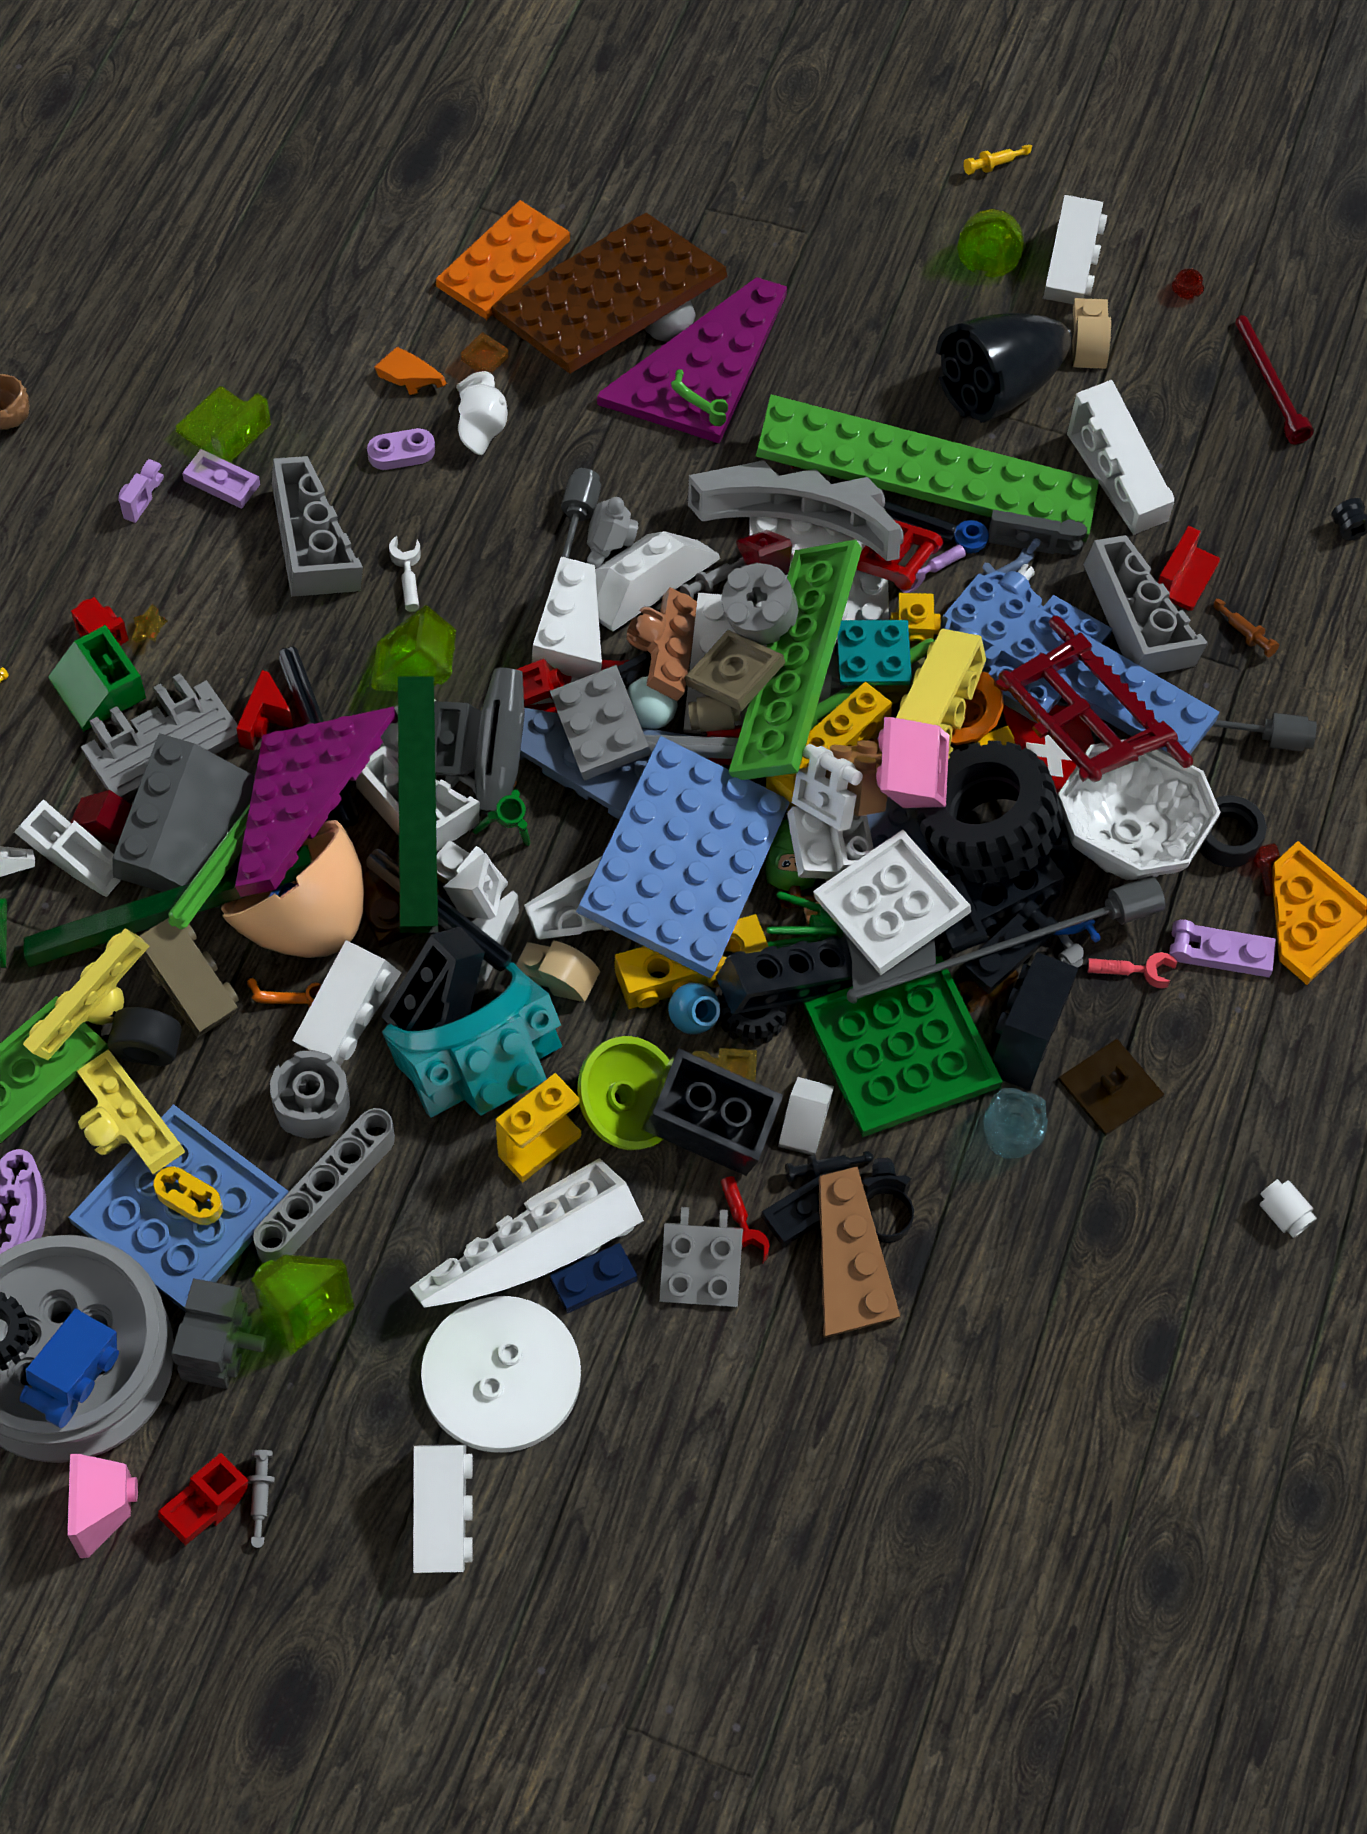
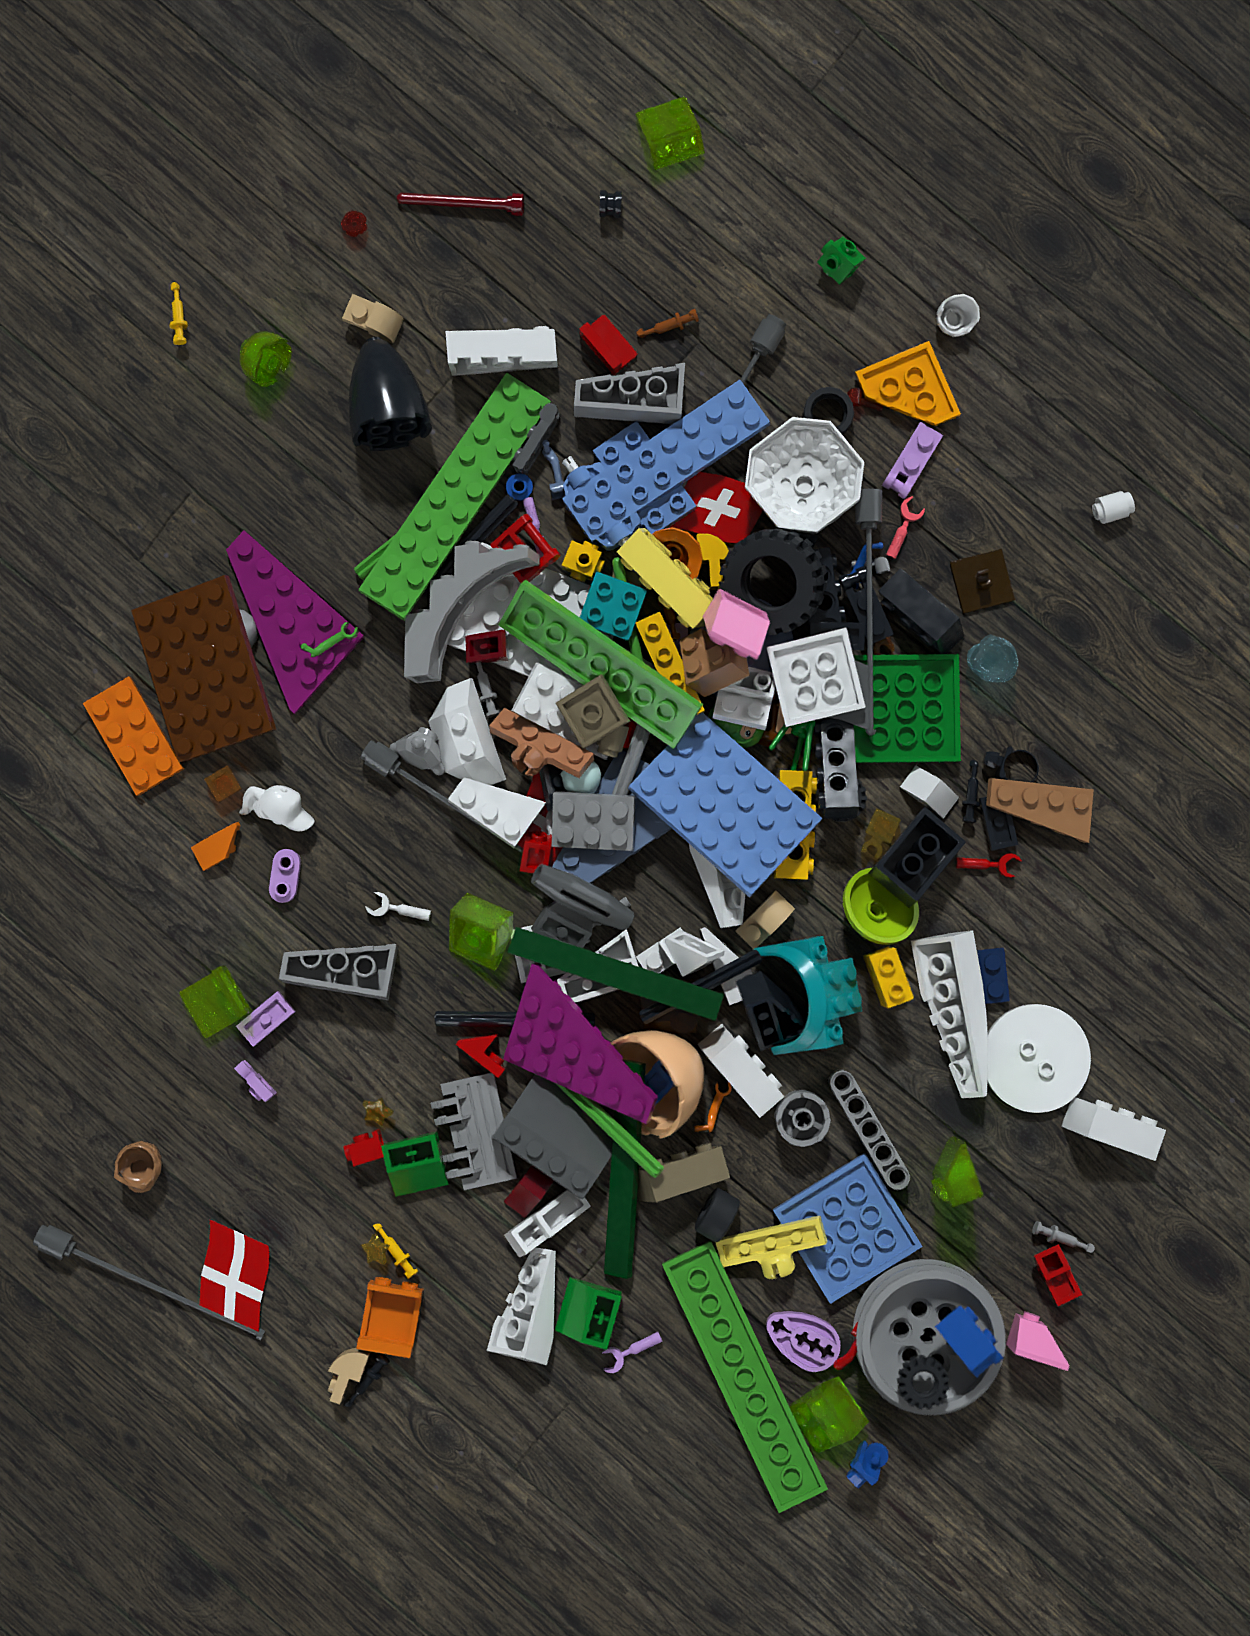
camera: 65 degrees left, 25 degrees up
(91, 998) = (682, 1240): light yellow plate -> none
(192, 1188) = (851, 1227): yellow beam -> none
(211, 1333) = (954, 1234): dark grey brick -> none
(508, 814) = (644, 912): green plant -> none
(694, 1008) = (832, 837): dark azure piece -> none
(701, 1263) = (1013, 903): light grey plate -> none
(759, 584) = (547, 660): light grey brick -> none
(826, 797) = (717, 695): white plate -> none
(1075, 250) = (298, 298): white wedge -> none
(1120, 752) = (659, 460): dark red piece -> none

